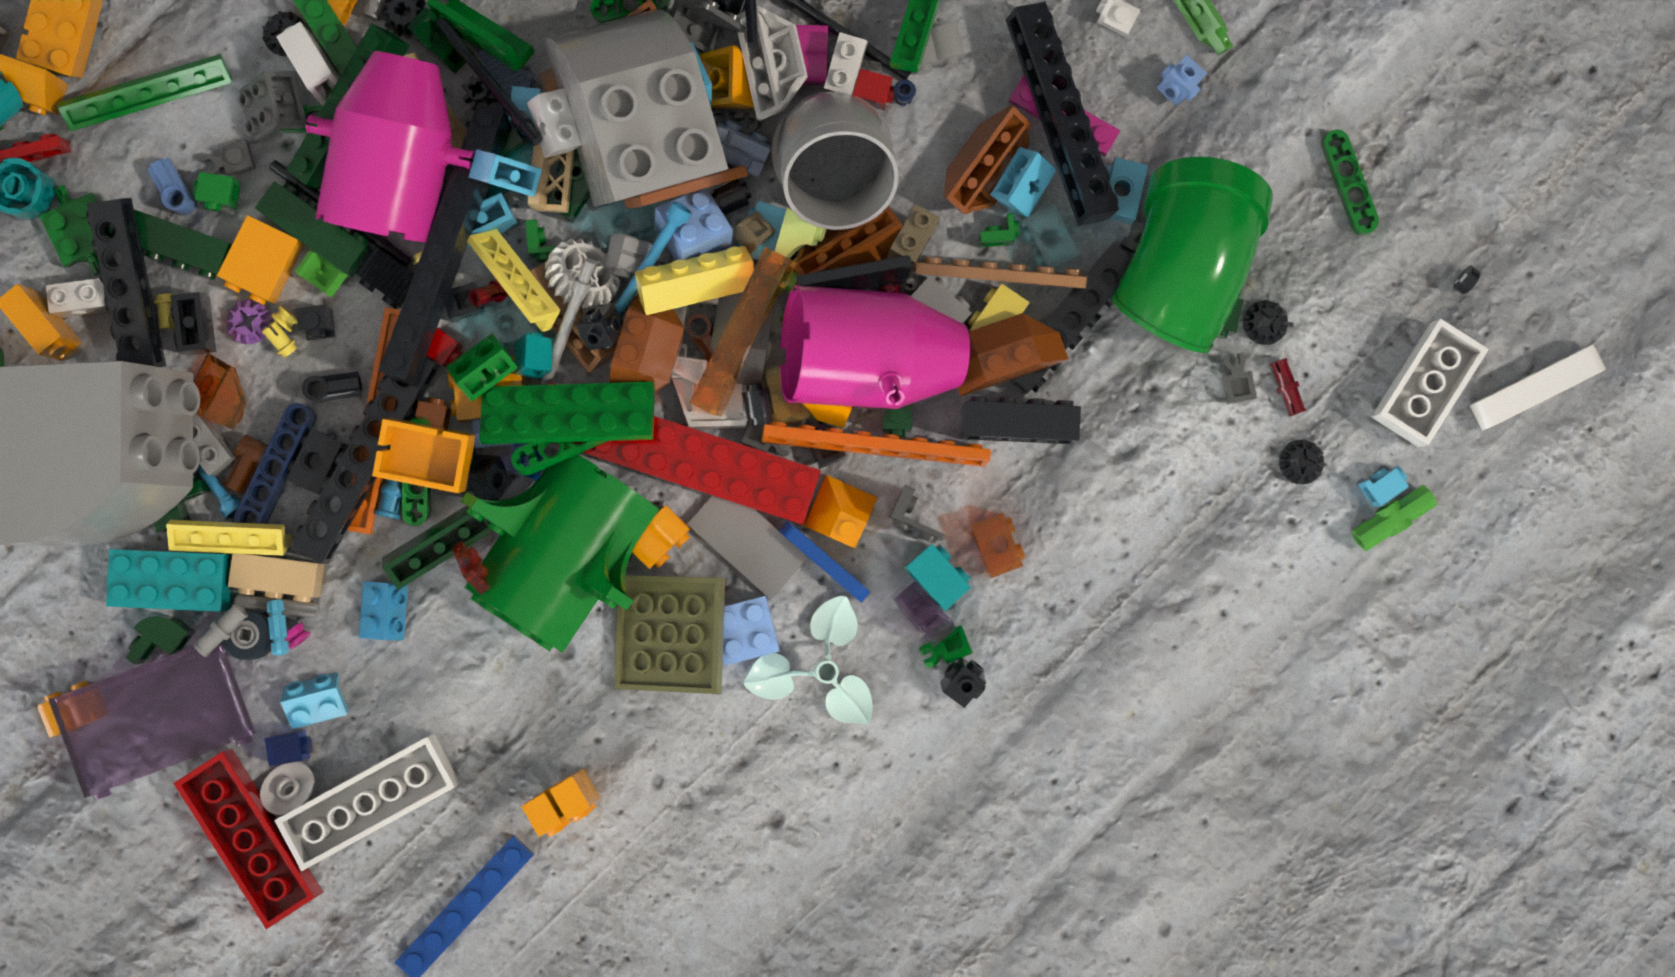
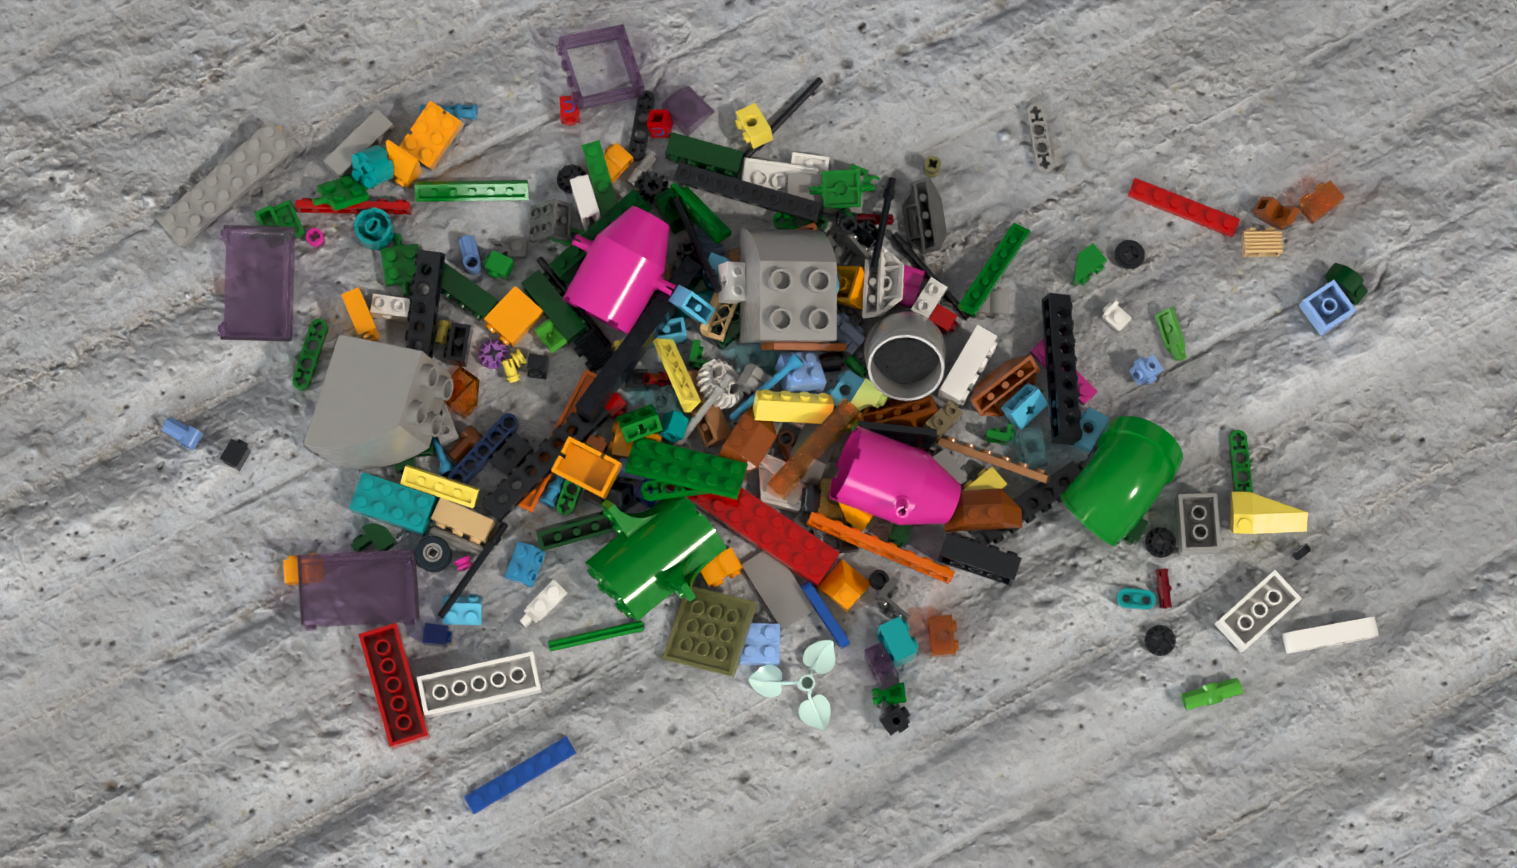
camera: 15 degrees right, 10 degrees down
(220, 630) = (418, 544): light grey pin -> none
(277, 627) = (455, 553): medium azure axle -> none
(287, 788) = (428, 660): white dish -> none
(328, 589) = (493, 540): none -> black bar
(335, 386) = (538, 411): black piece -> none
(425, 658) = (543, 603): none -> white hinge
(471, 568) = (595, 548): clear red plate -> none
(511, 683) = (597, 635): none -> green axle
(558, 804) = (607, 722): light orange piece -> none
(600, 326) = (723, 419): black brick -> none
(752, 232) = (838, 387): dark tan slope -> none
(769, 192) = (856, 366): none -> green pin
(886, 489) = (878, 579): none -> black tile
(905, 86) = (966, 327): dark blue pin -> none
(929, 141) = (966, 368): none -> white brick
(1238, 384) = (1131, 576): dark grey plate -> none
(1252, 413) = (1135, 599): none -> teal plate
(1313, 282) = (1197, 524): none -> light grey brick
(1384, 485) = (1211, 670): medium azure brick -> none
(1396, 244) = (1259, 514): none -> light yellow wedge

